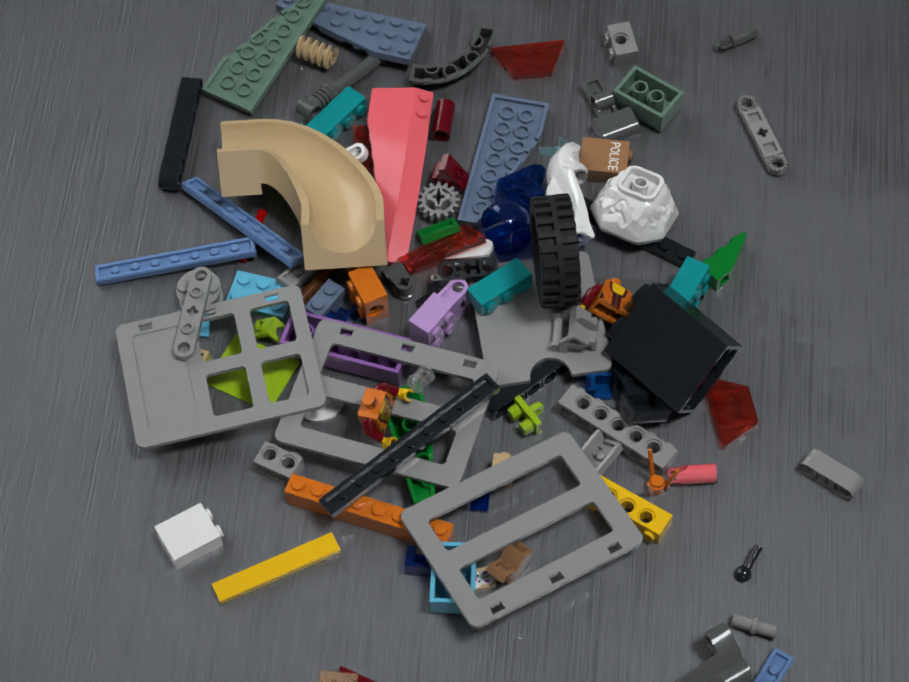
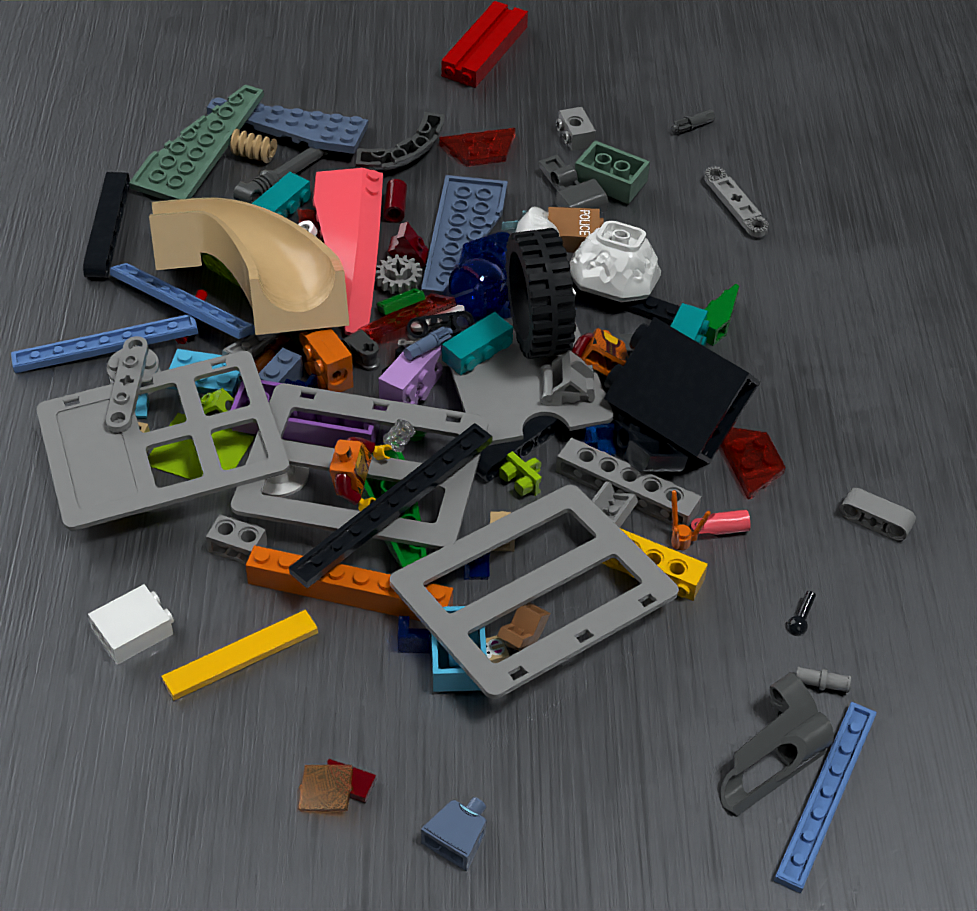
camera: 10 degrees left, 10 degrees down
(455, 287) = (432, 340): none -> sand blue piece

